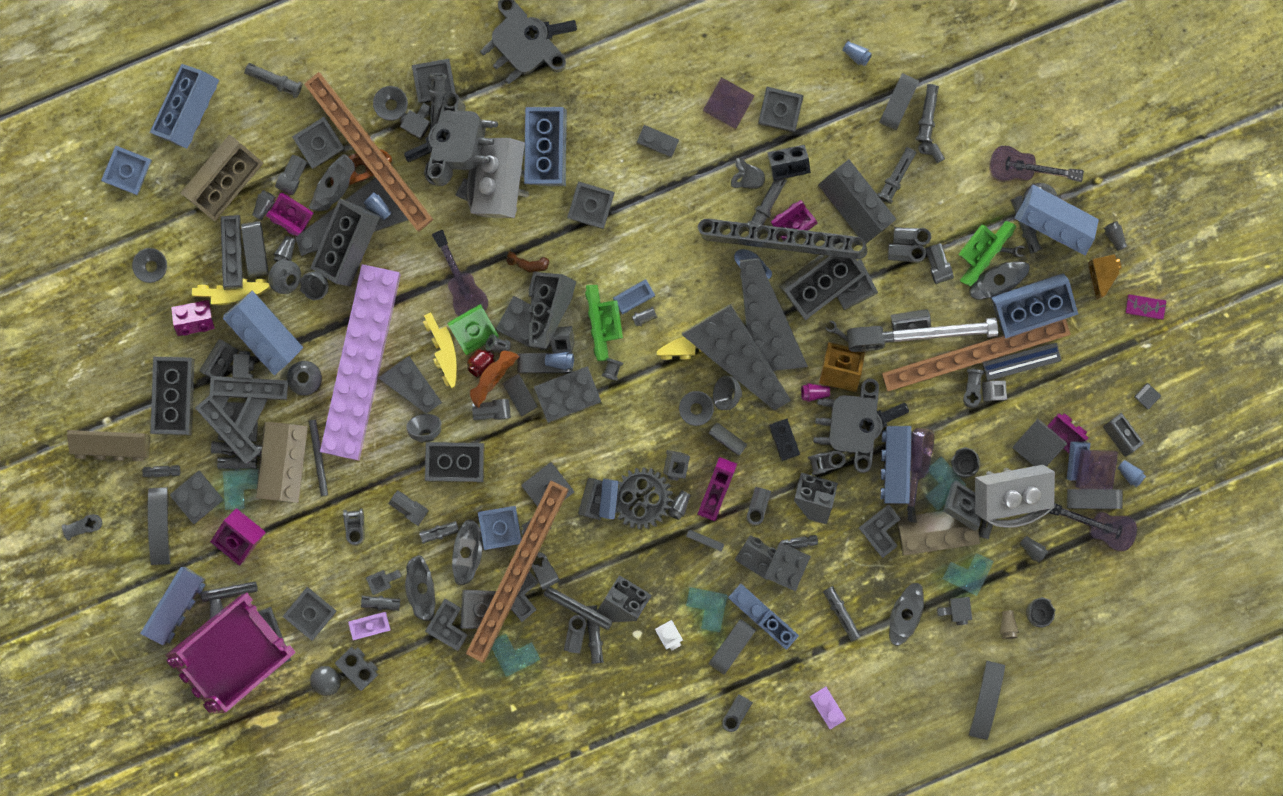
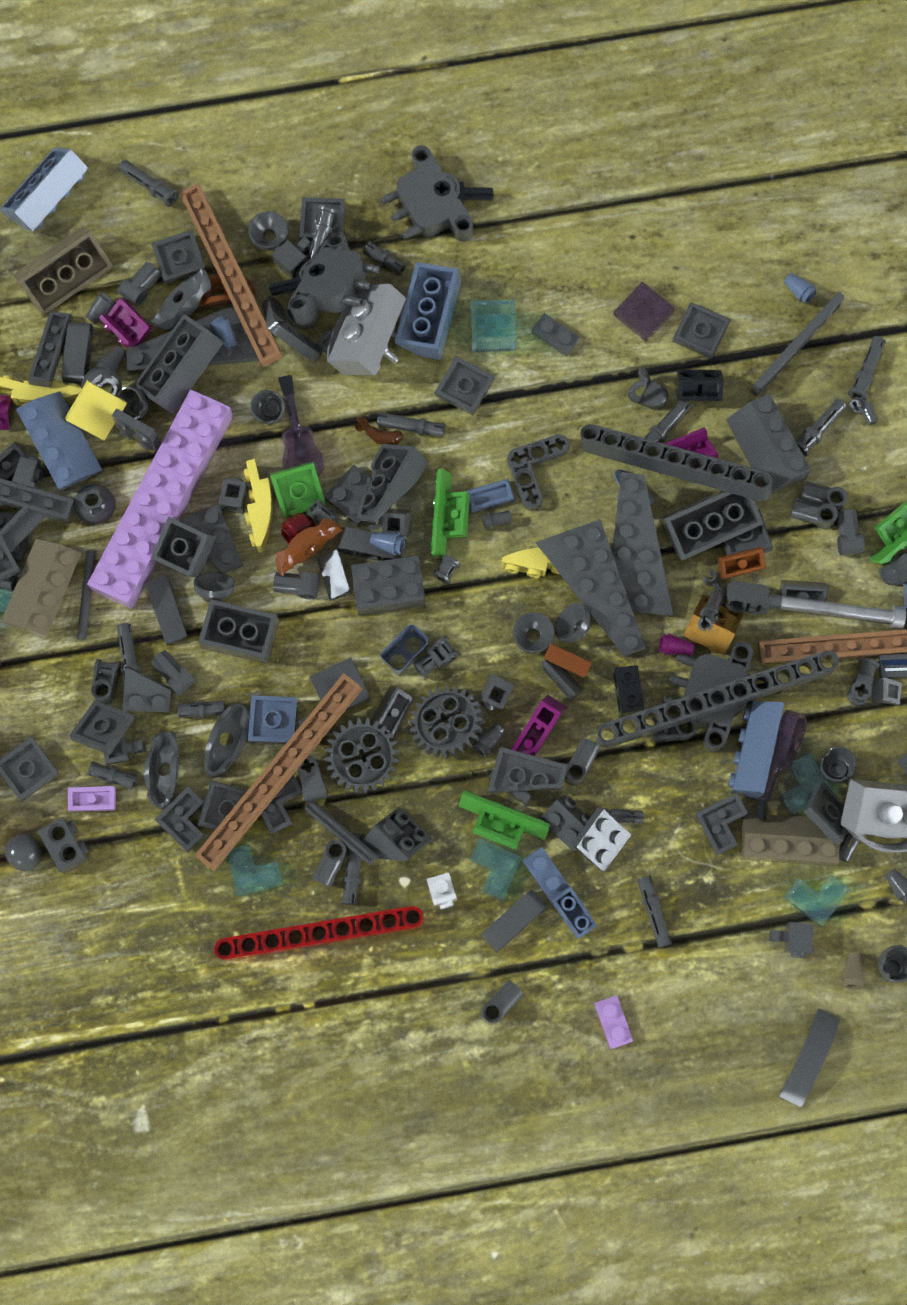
camera: 15 degrees right, 10 degrees down
(286, 300) = (94, 410): none -> light yellow tile
(331, 312) = (132, 428): none -> dark grey plate
(363, 566) = (102, 727): none -> dark grey plate
(372, 511) = (127, 647): none -> dark grey pin
(388, 455) = (166, 610): none -> dark grey tile
(390, 531) = (144, 693): none -> dark grey wing
(391, 401) = (183, 547): none -> dark grey brick
(415, 352) = (230, 487): none -> dark grey brick
(427, 195) = (278, 325): none -> dark grey beam
(429, 262) = (268, 407): none -> dark grey hair
(495, 104) = (384, 258): none -> dark grey pin
(554, 250) = (409, 424): none -> dark grey pin
(570, 692) = (307, 931): none -> red beam
(588, 556) = (354, 734): none -> dark grey gear
(598, 448) = (392, 648): none -> sand blue piece
(603, 148) = (493, 325): none -> clear light blue brick
(608, 498) = (407, 713): sand blue tile -> none
(622, 445) = (437, 657): none -> dark grey connector
(658, 266) = (525, 466): none -> dark grey beam
(704, 571) = (500, 822): none -> bright green bracket
(715, 527) = (525, 772): none -> dark grey wing
(729, 426) = (567, 660): none -> dark orange slope
(815, 497) = (651, 766): dark grey slope -> none
(836, 364) = (710, 611): none -> dark grey pin
(854, 311) = (741, 563): none -> dark orange slope
(865, 105) = (797, 344): none -> dark grey tile
(867, 431) = (727, 693): none -> dark grey beam
(899, 101) = (837, 348): dark grey beam -> none
(902, 629) = (722, 946): dark grey piece -> none

